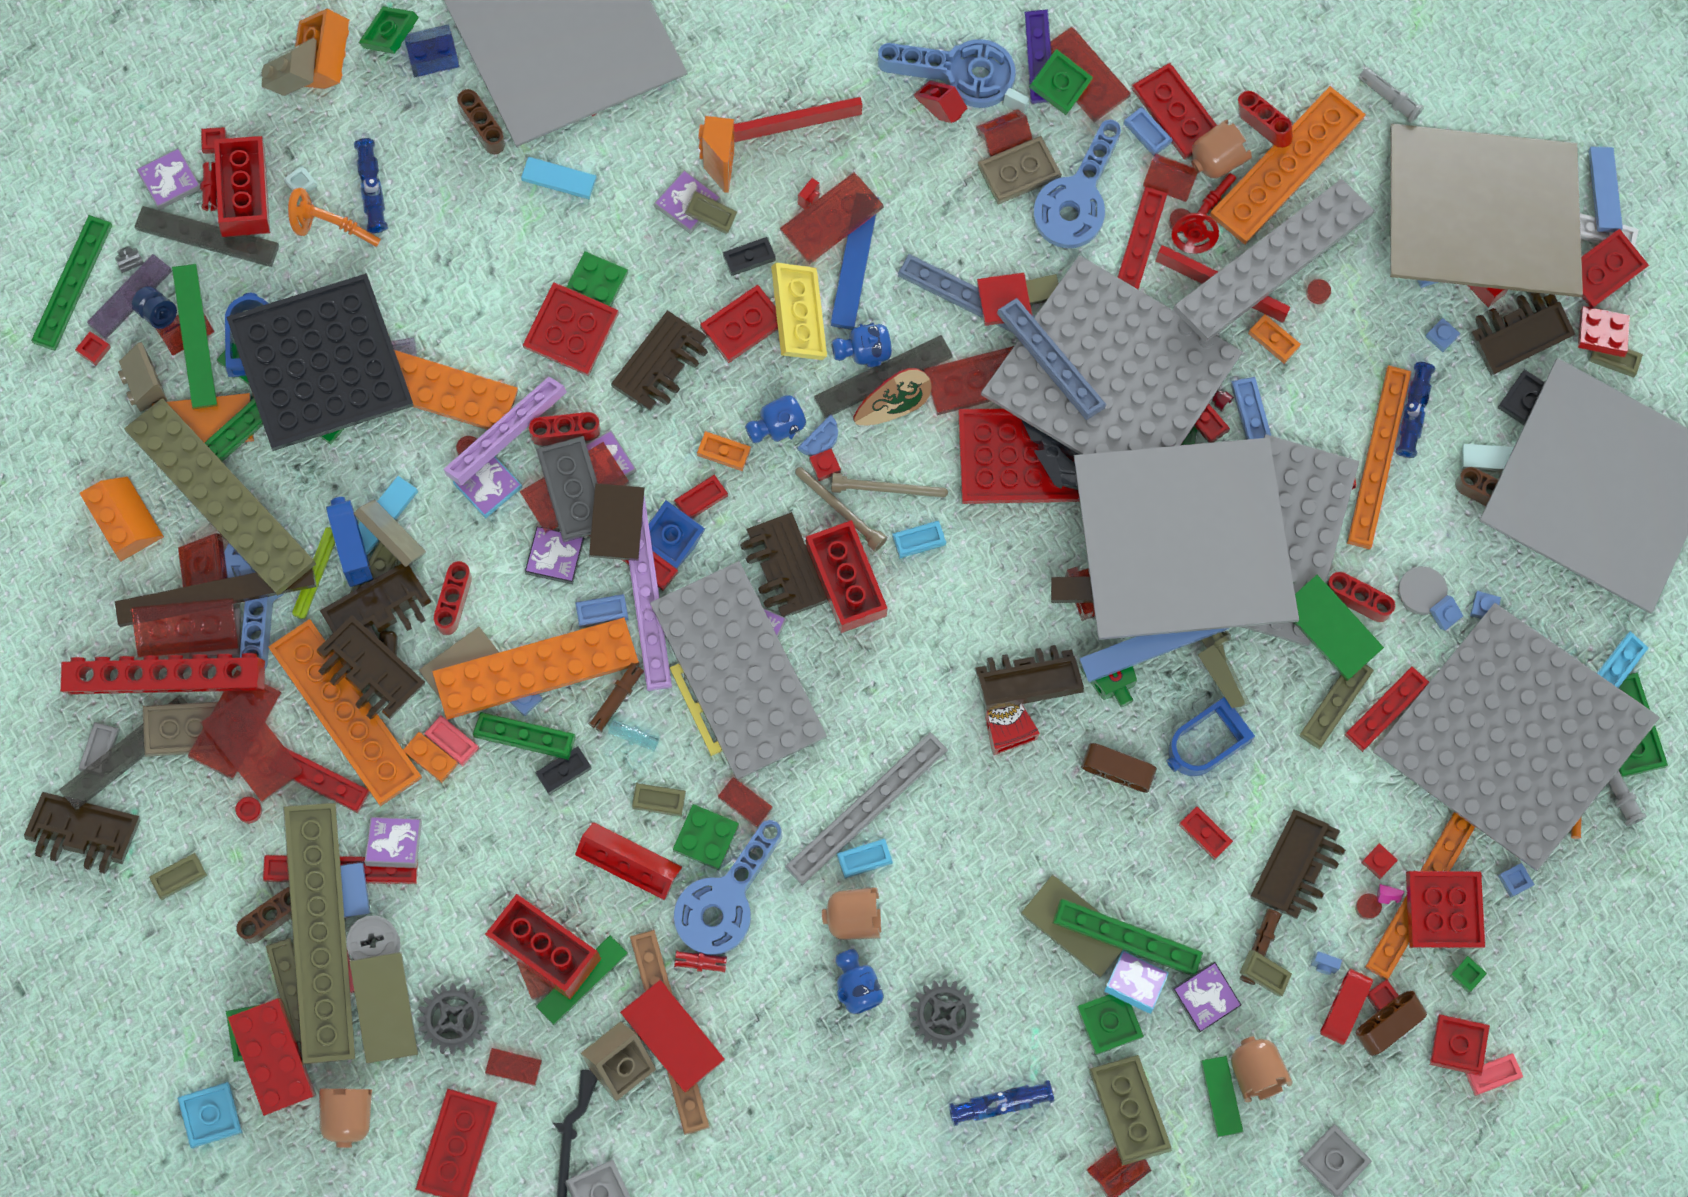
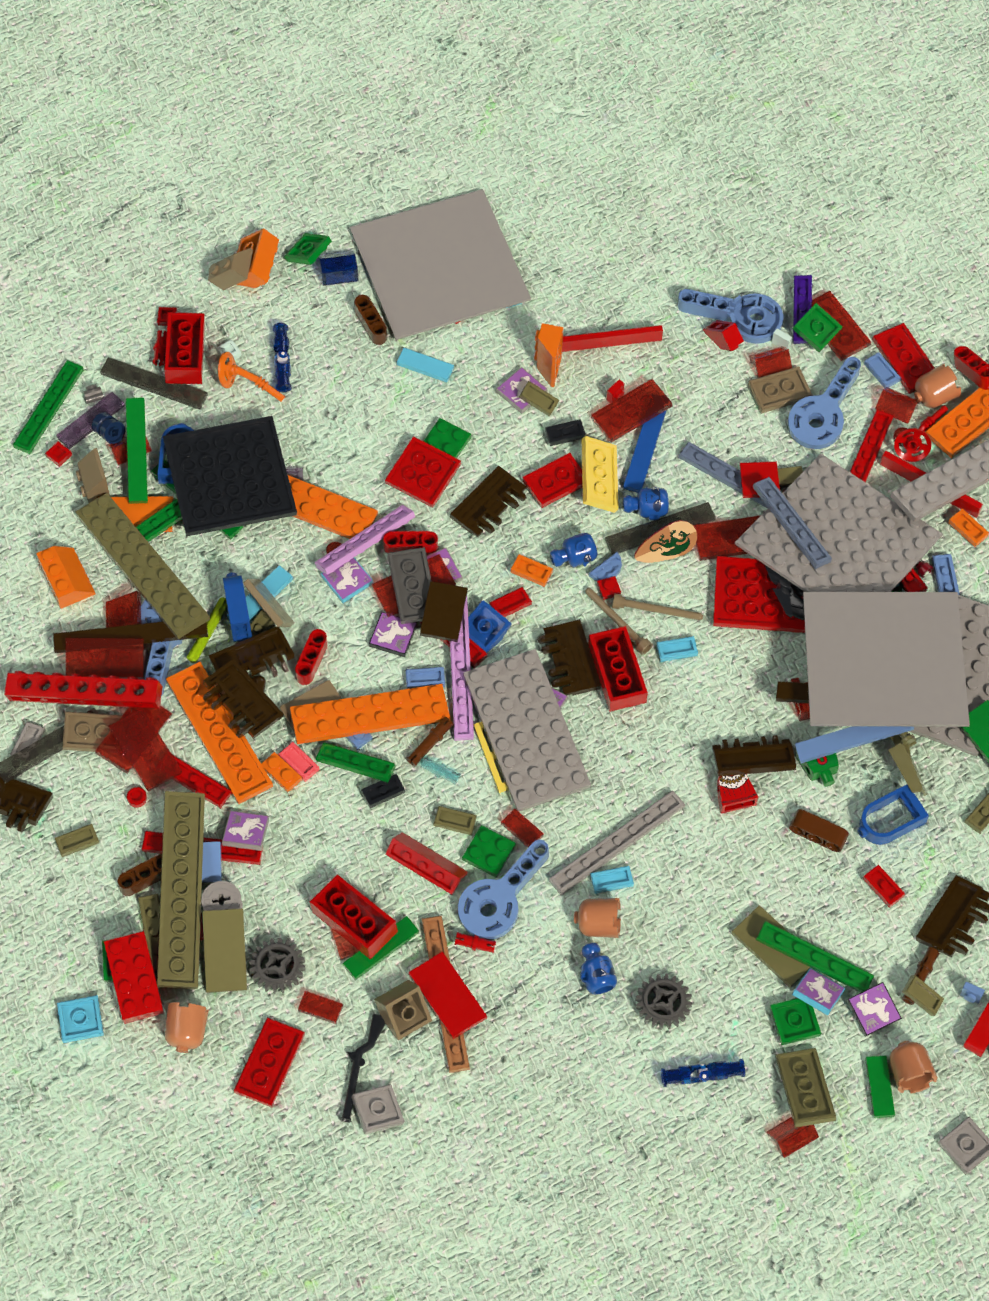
camera: 10 degrees right, 10 degrees down
(168, 179) = (130, 340): tile -> none

